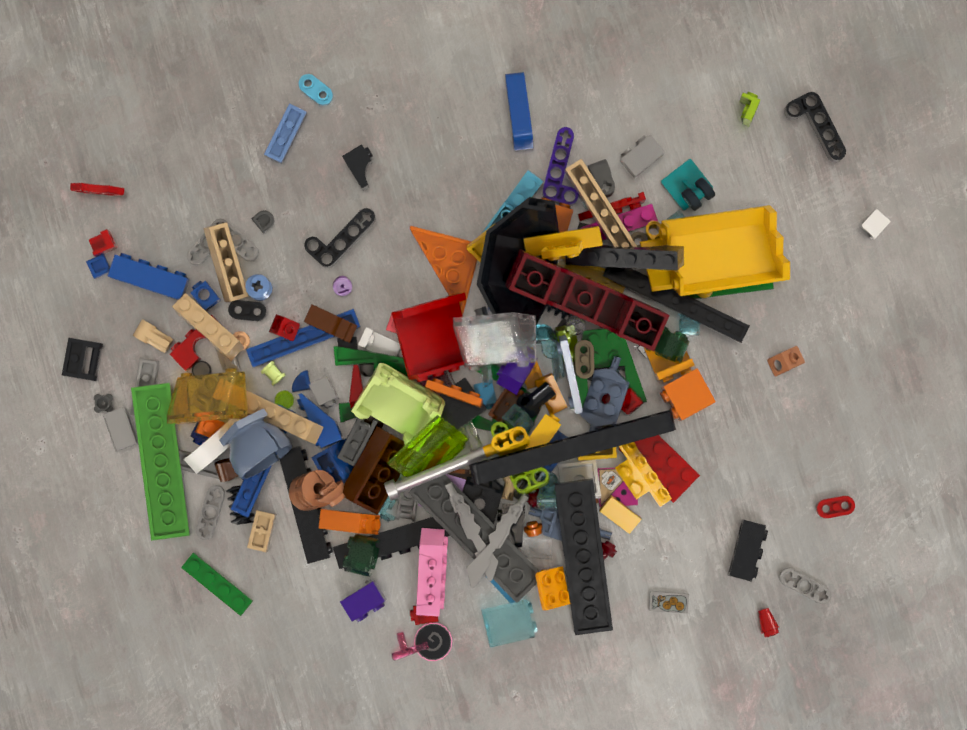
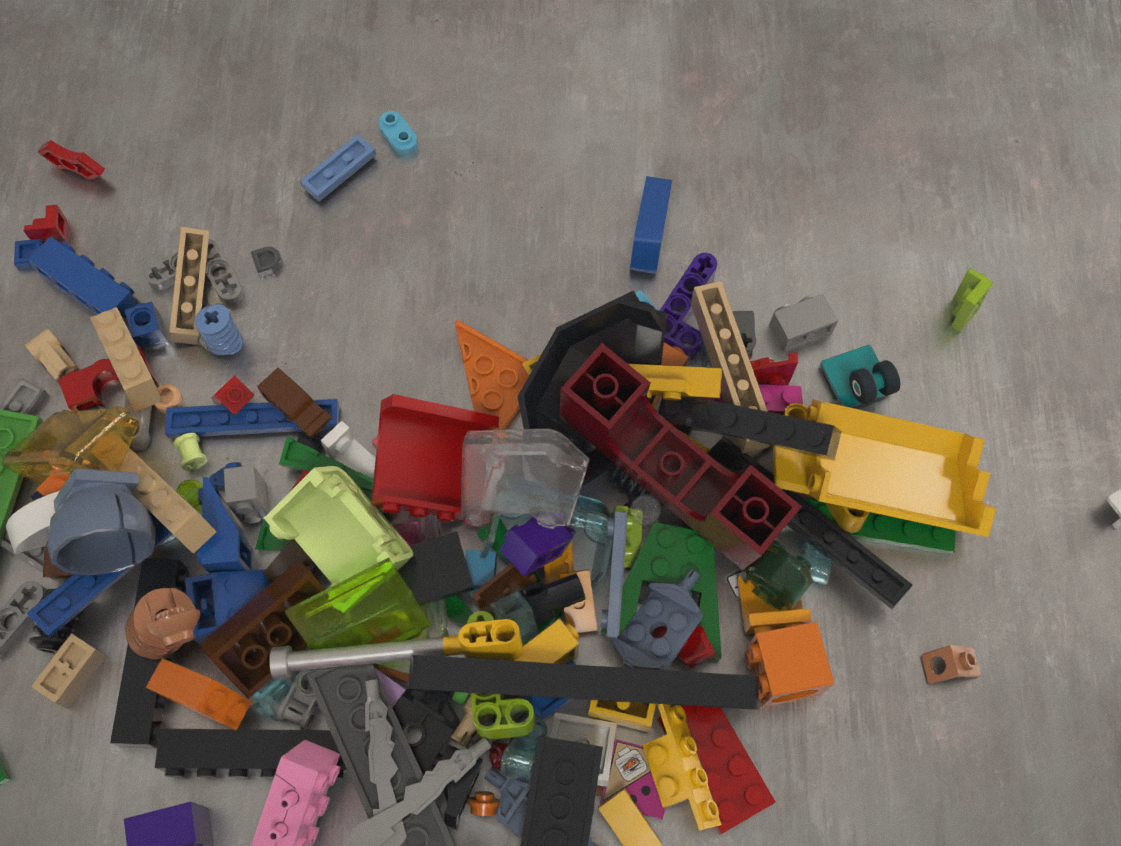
camera: 15 degrees right, 20 degrees down
(247, 310) = (195, 362): black plate -> none
(342, 235) = (398, 287): black beam -> none
(342, 286) = (334, 367): medium lavender tile -> none
(356, 441) = (260, 572): dark grey hinge -> none
(358, 162) = (418, 226): black arch -> none
(361, 555) = (192, 752): clear green brick -> none
(454, 392) = (432, 545): orange plate -> none
(585, 359) = (643, 561): dark tan plate -> none
(819, 128) = (1078, 386): black beam -> none

